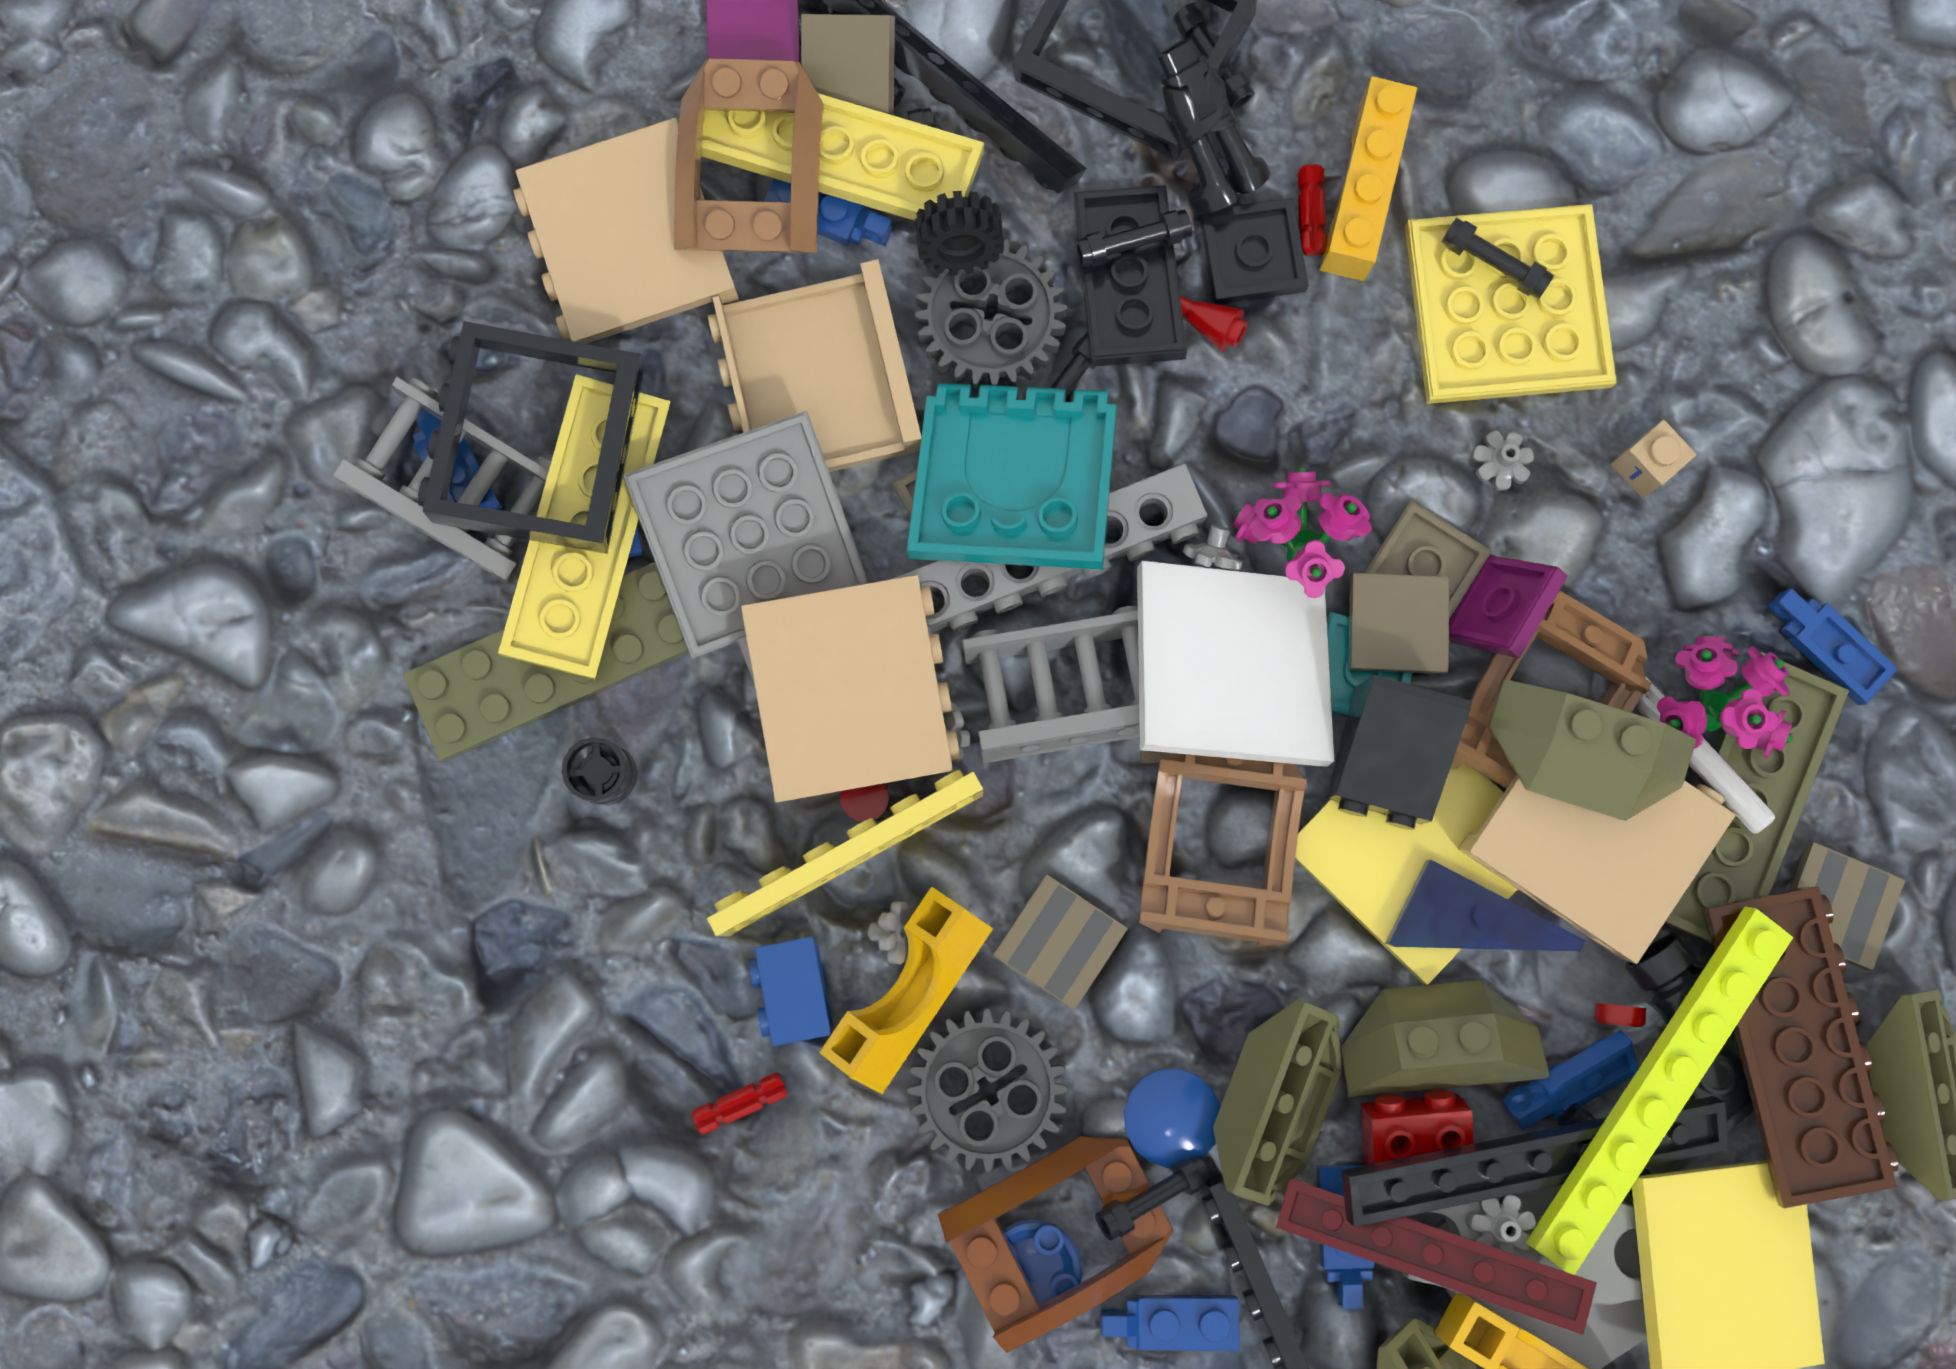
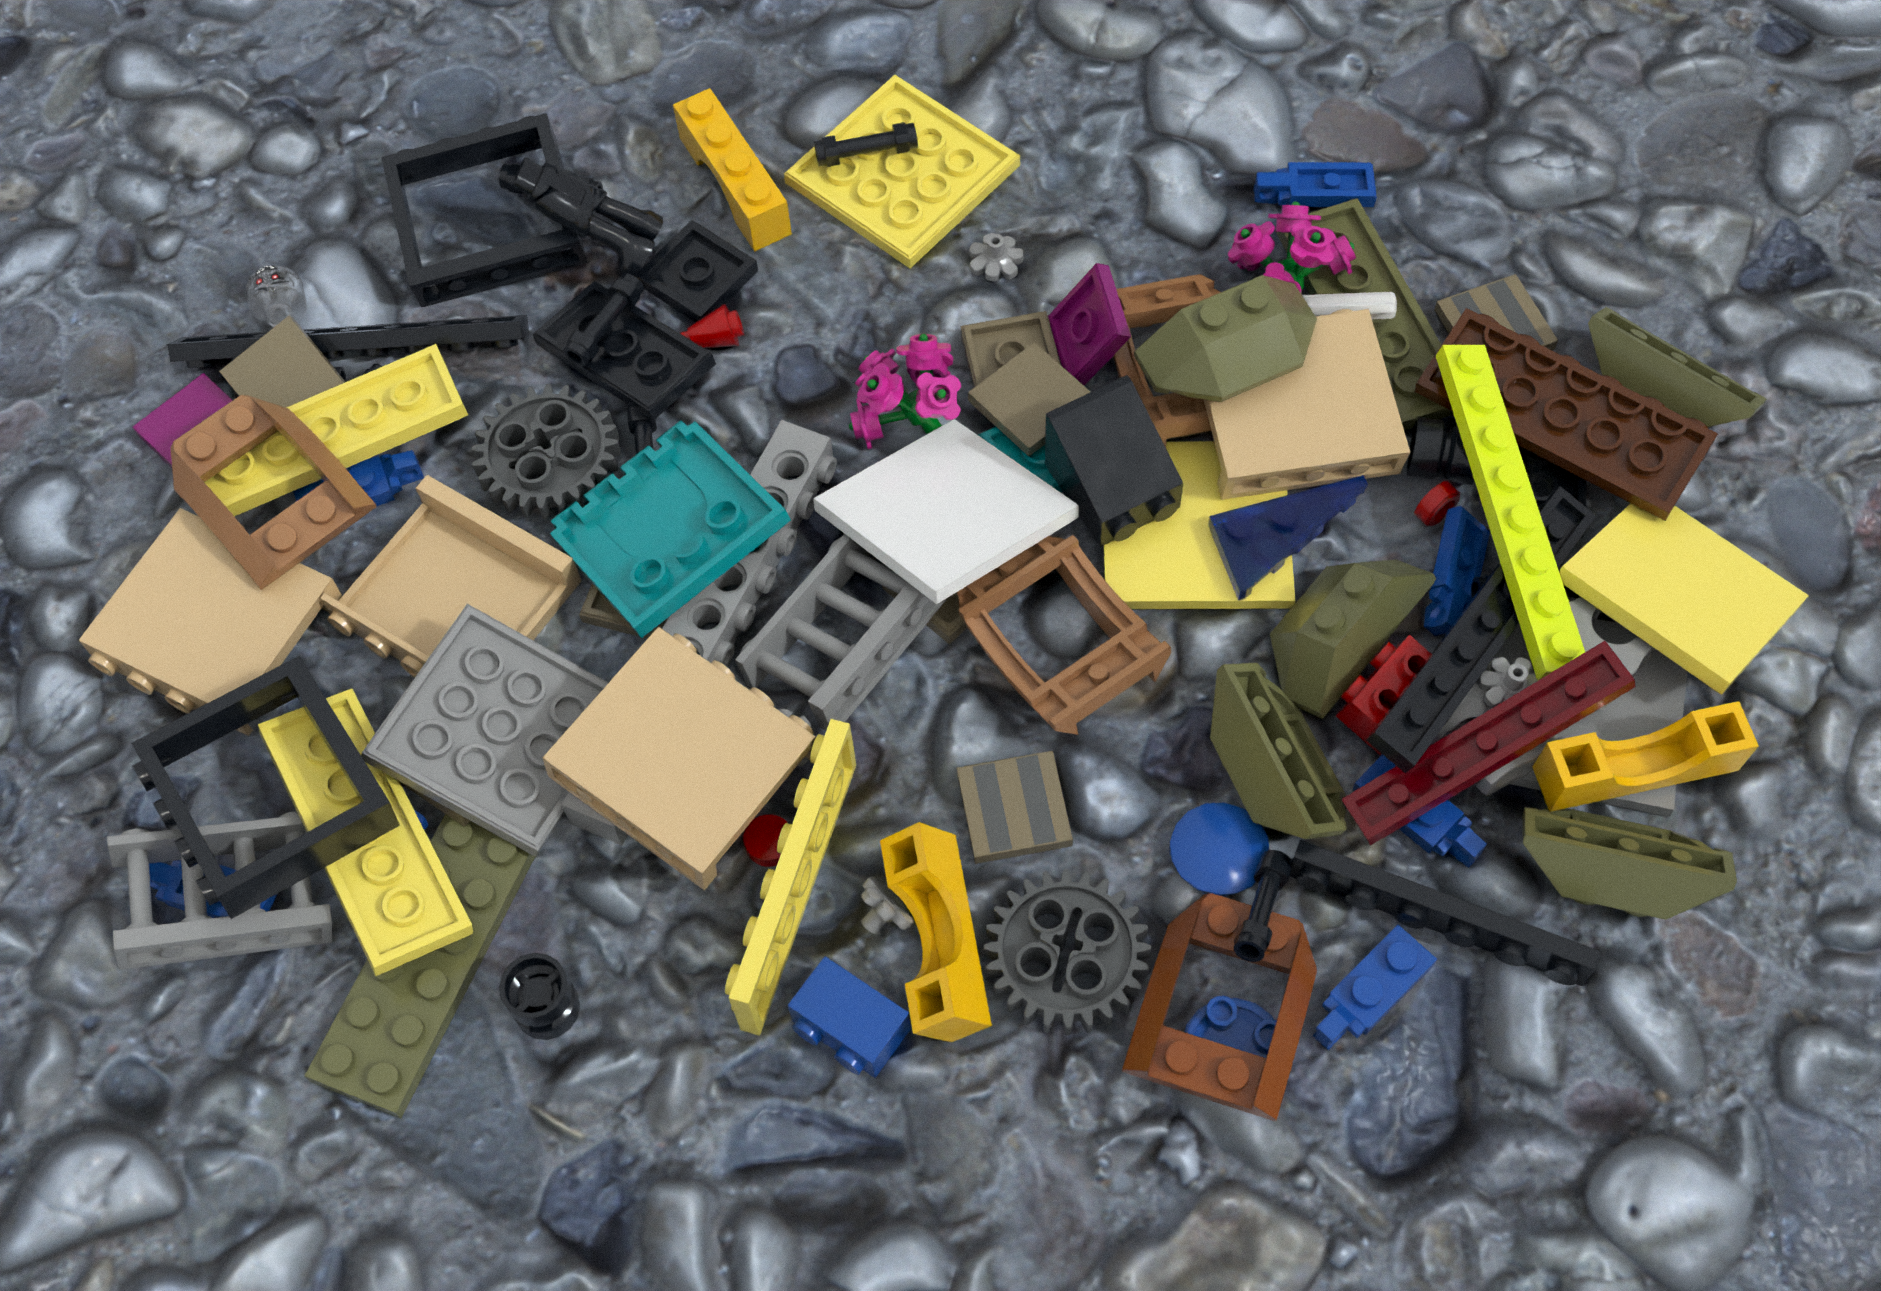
camera: 40 degrees left, 20 degrees down
(739, 1103) = (889, 1144): red axle -> none
(959, 233) = (456, 392): black tyre -> none
(1214, 551) = (857, 459): light grey plant -> none
(1312, 209) = (712, 217): red axle -> none
(1653, 459) = (1090, 174): tan brick -> none

